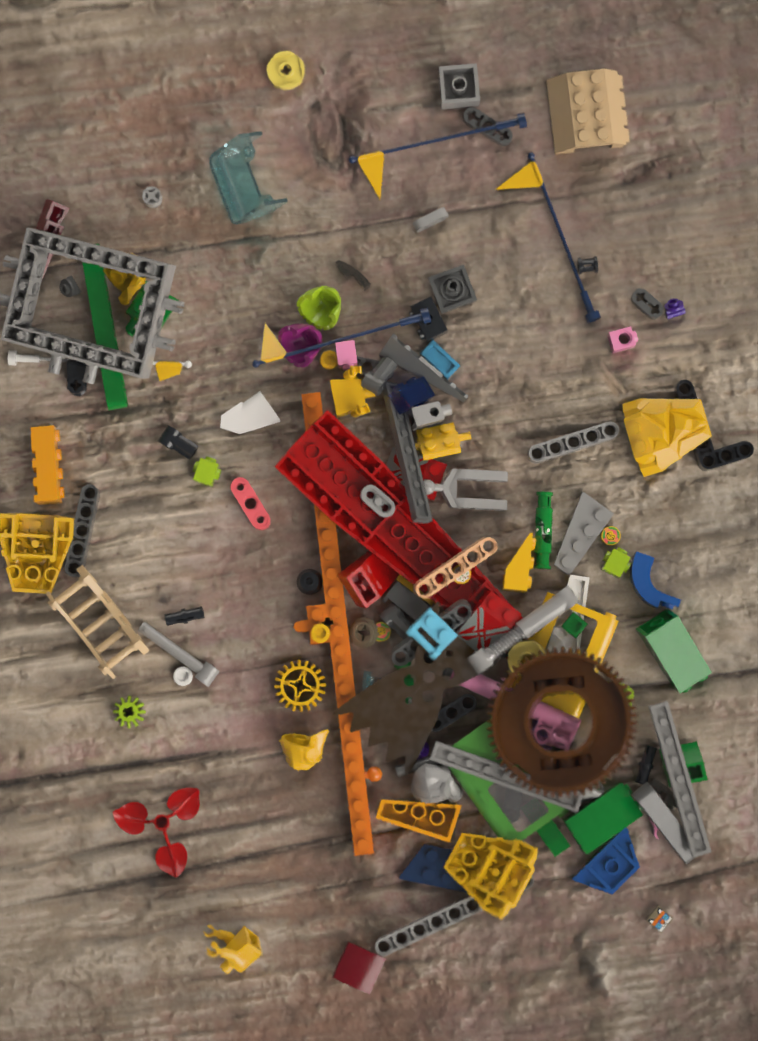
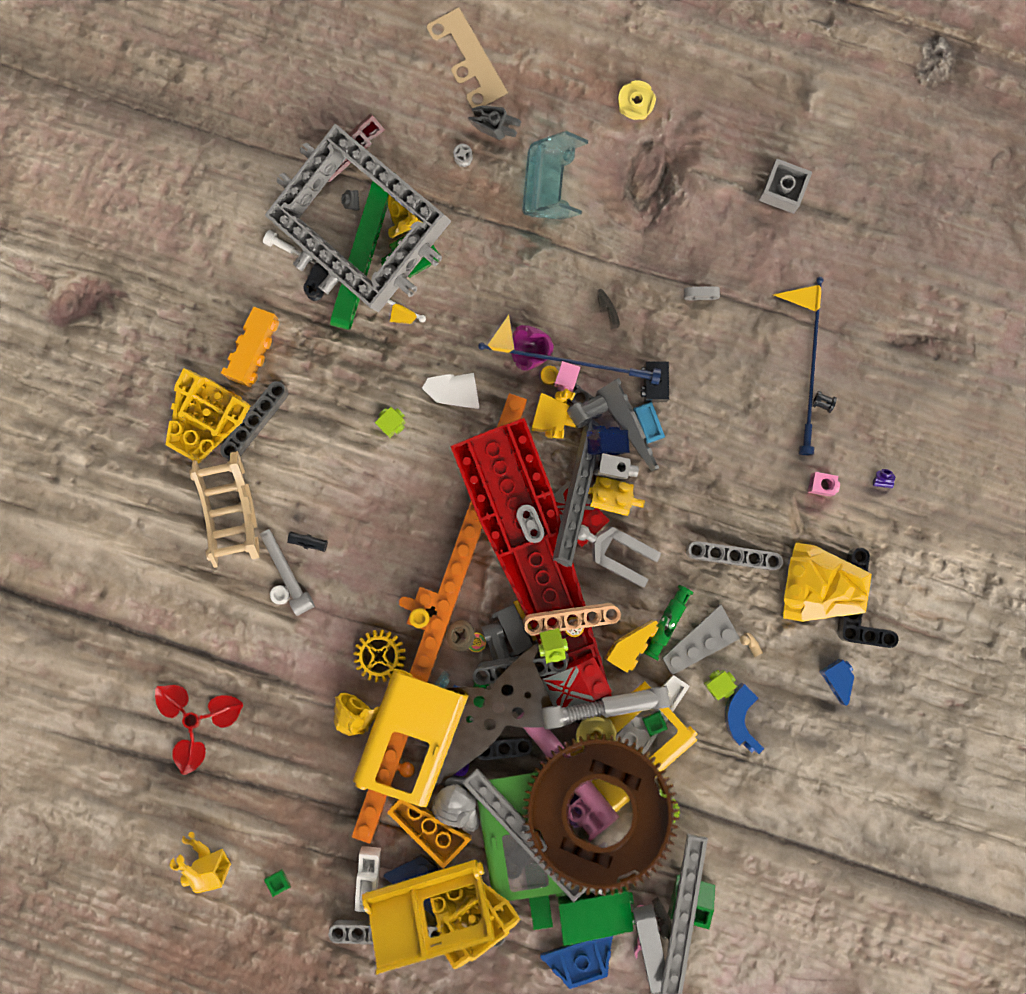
camera: 30 degrees right, 0 degrees up
(119, 101) = (476, 59): none -> tan piece
(128, 705) = (222, 606): lime gear -> none
(166, 153) = (494, 121): none -> dark grey hinge
(174, 440) = (376, 380): black piece -> none
(246, 494) = (415, 459): coral piece -> none
(308, 931) = (277, 882): none -> green tile
(314, 578) = (441, 565): black cone -> none
(320, 307) = (564, 323): lime hair -> none
(358, 967) = (306, 939): dark red slope -> none
(359, 714) = (419, 712): none -> yellow piece
(367, 579) = (486, 589): red slope -> none
(373, 162) = (675, 218): piece -> none
(387, 888) = (367, 873): none -> white slope
(433, 904) = (400, 919): none -> yellow piece
(436, 629) = (526, 667): medium azure plate -> none
(450, 598) = (552, 646): none -> lime brick
(452, 289) = (691, 365): dark grey plate -> none
(473, 124) = (795, 227): dark grey beam -> none
(587, 110) = (890, 262): tan slope -> none
(610, 535) = (727, 657): tile -> none
(622, 510) = (748, 639): none -> tan arm
(644, 306) = (857, 464): dark grey beam -> none
(646, 765) = (658, 884): black pin -> none
(674, 650) = (735, 791): slope -> none
(719, 507) = (839, 679): none -> blue slope

